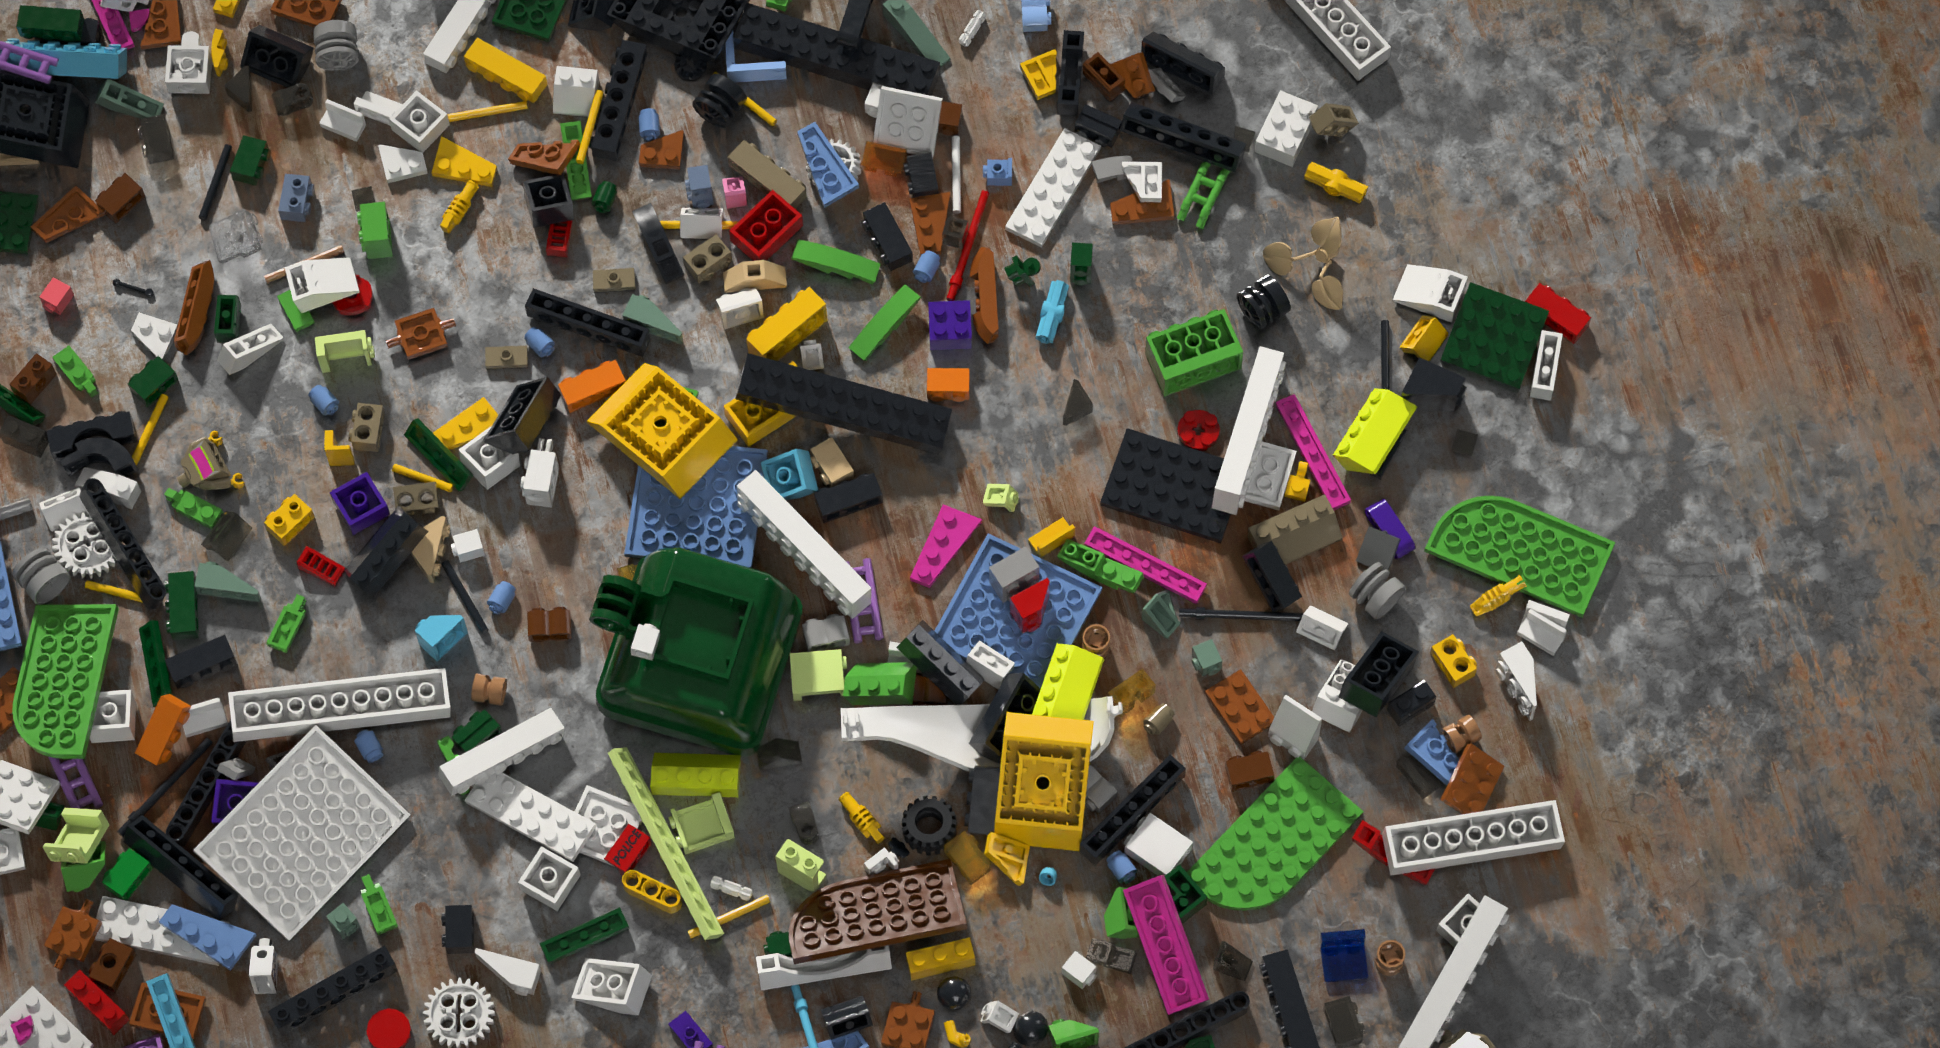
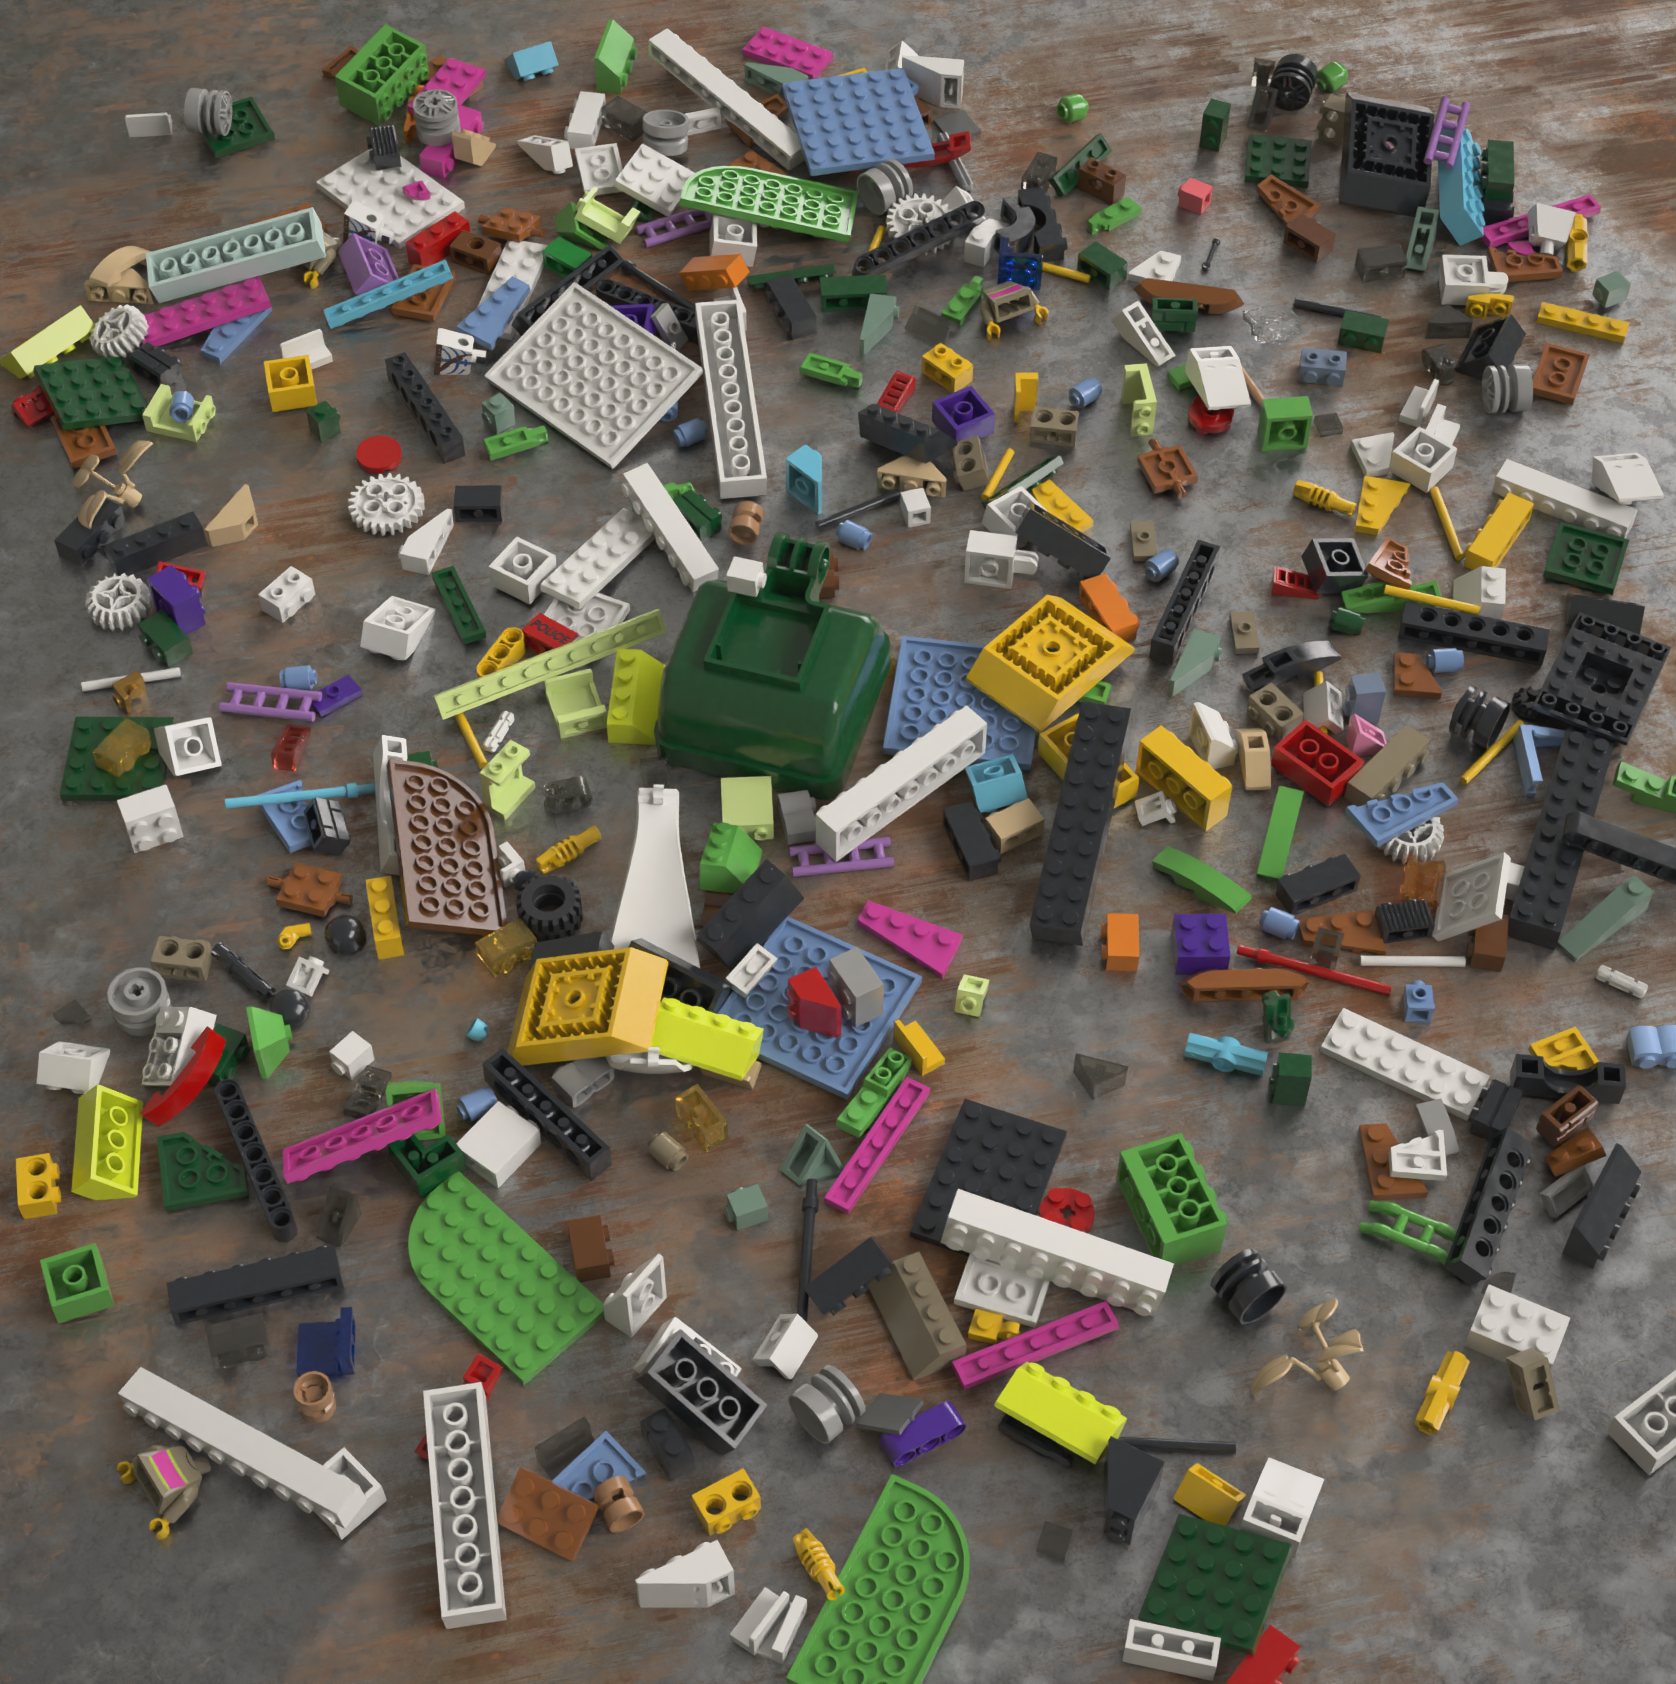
camera: 90 degrees right, 15 degrees down
(160, 466) = (1019, 267): none -> clear blue bracket
(1008, 856) = (503, 985): yellow wing -> none
(1096, 640) = (772, 1083): medium nougat wheel -> none
(1240, 706) = (684, 1244): dark orange plate -> none

